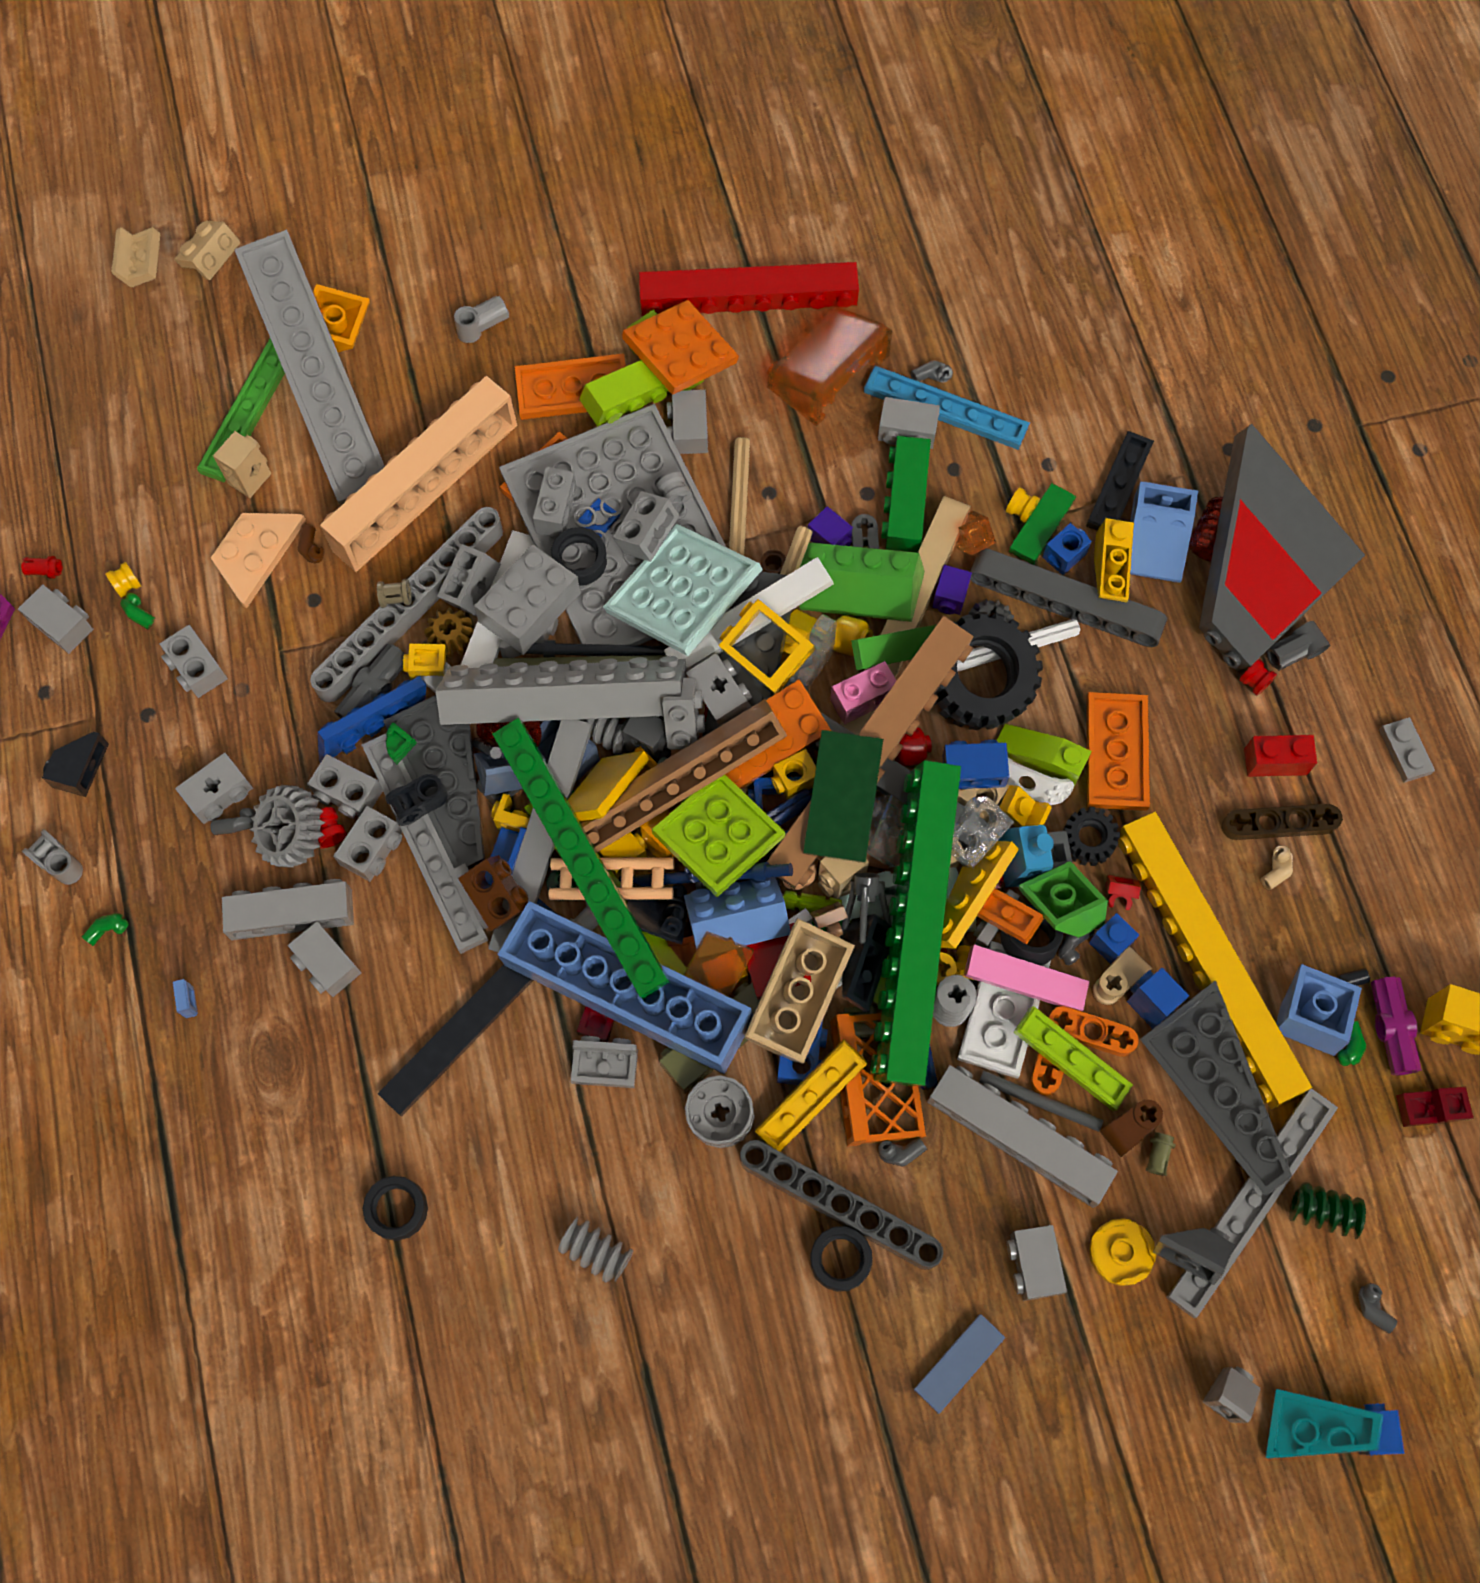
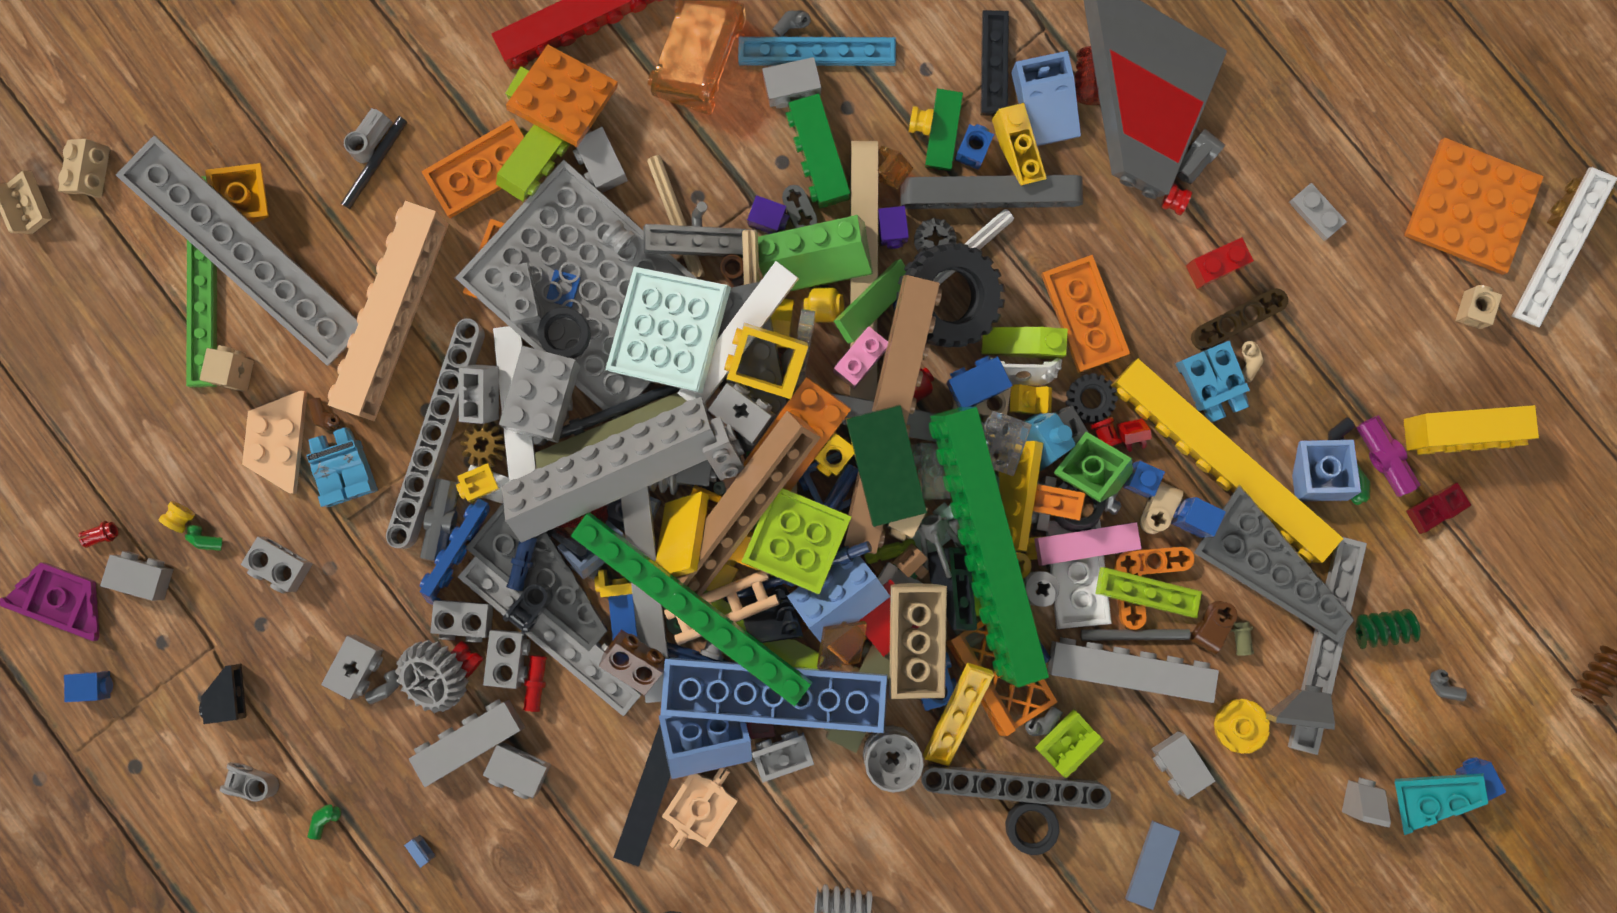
camera: 25 degrees left, 15 degrees up
(300, 599) = (340, 469): none -> dark azure hips
(385, 881) = (534, 683): none -> red pin
(394, 593) = (421, 436): dark tan bush -> none
(398, 743) = (488, 564): green tile -> none
(431, 753) = (521, 564): none -> dark blue pin
(474, 345) = (374, 162): none -> black bar
(492, 1081) = (700, 808): none -> light nougat plate
(528, 1012) = (703, 744): none -> medium blue slope
(646, 526) = (616, 283): light grey brick -> none
(745, 522) = (693, 239): none -> dark grey plate
(919, 1184) = (1069, 744): none -> lime bracket
(1093, 871) = (1106, 432): none -> red bush
(1231, 869) = (1214, 378): none -> dark azure hips

